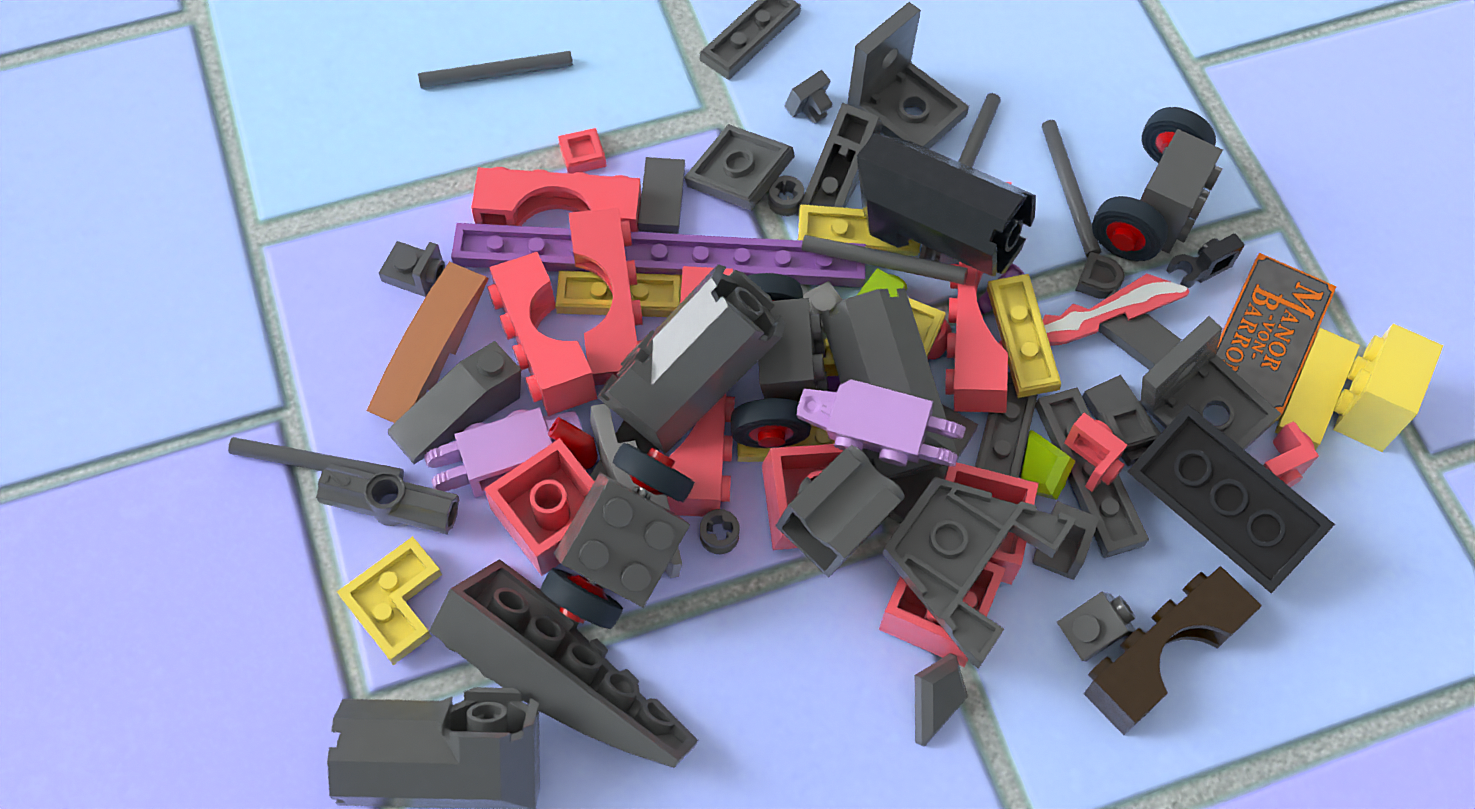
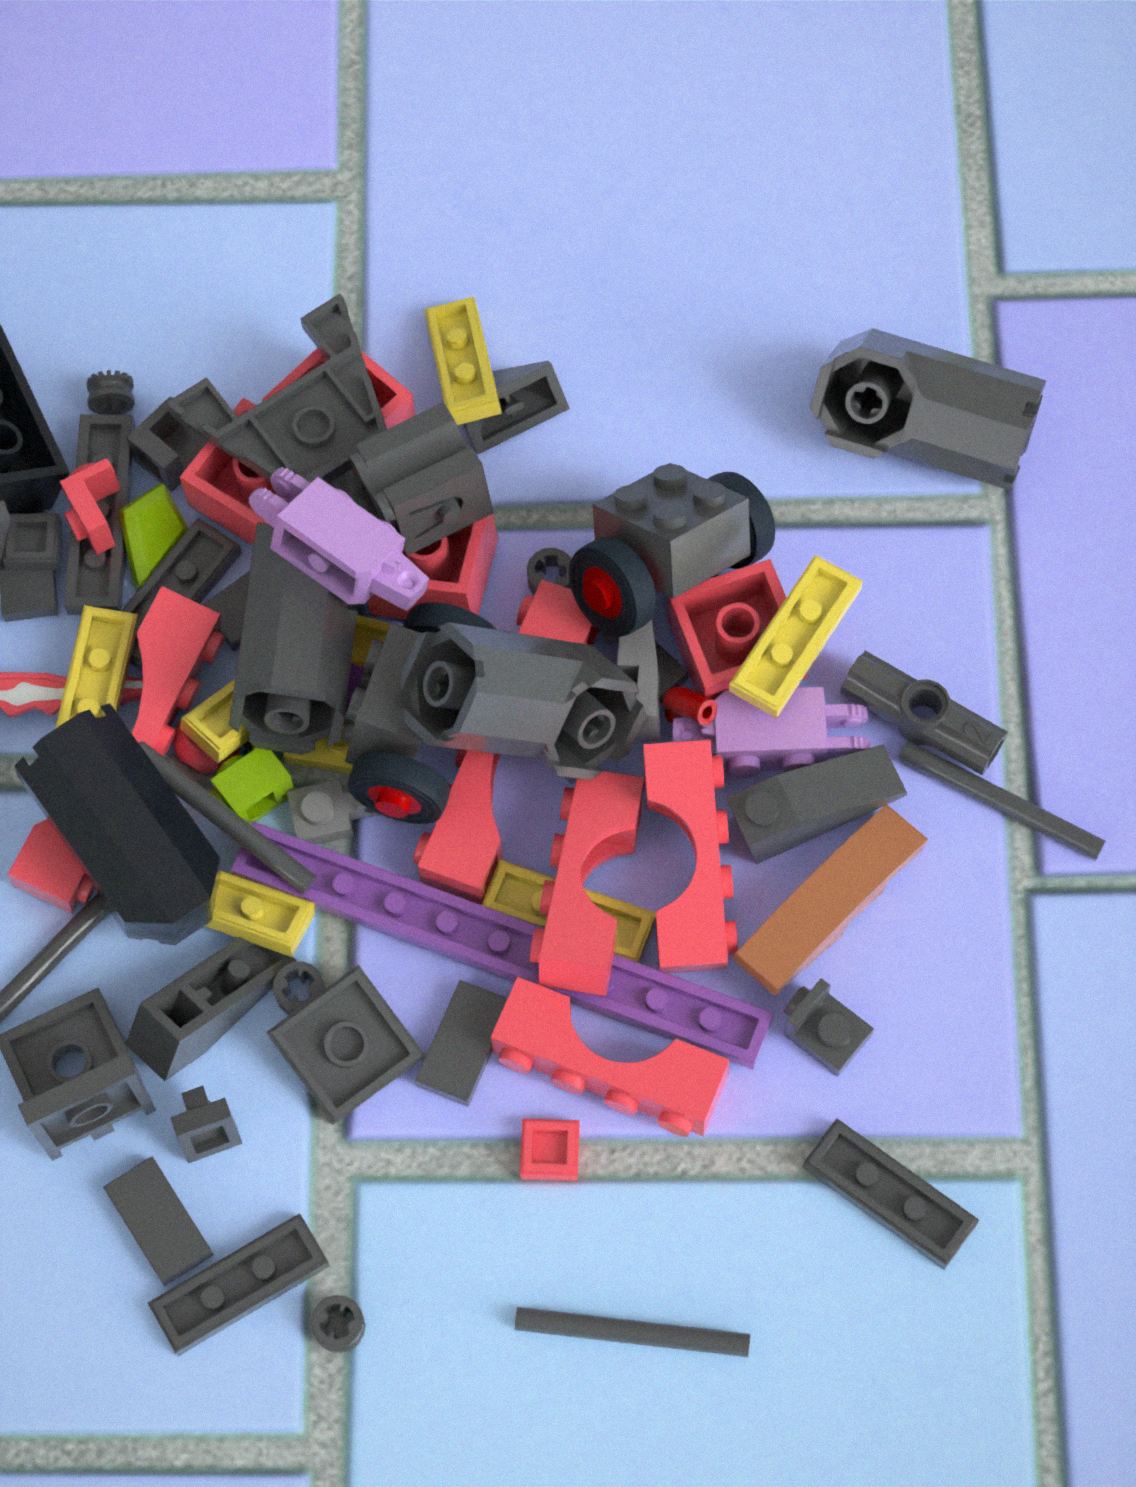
camera: 155 degrees left, 5 degrees up
(346, 185) = (890, 1193): none -> dark grey tile
(381, 596) = (955, 602): light yellow plate -> none
(496, 493) = (795, 636): none -> light yellow tile
(529, 645) = (754, 433): dark grey wedge -> none
(680, 16) = (321, 1320): none -> dark grey bush
(811, 668) = (526, 399): none -> dark grey slope
(815, 48) = (158, 1221): none -> dark grey tile
(860, 681) = (462, 361): none -> light yellow tile
(937, 697) = (389, 330): dark grey piece -> none
(1097, 624) = (180, 351): dark grey bracket -> none
(1133, 683) = (177, 290): dark brown arch -> none
(1136, 569) = (110, 393): none -> dark grey bush

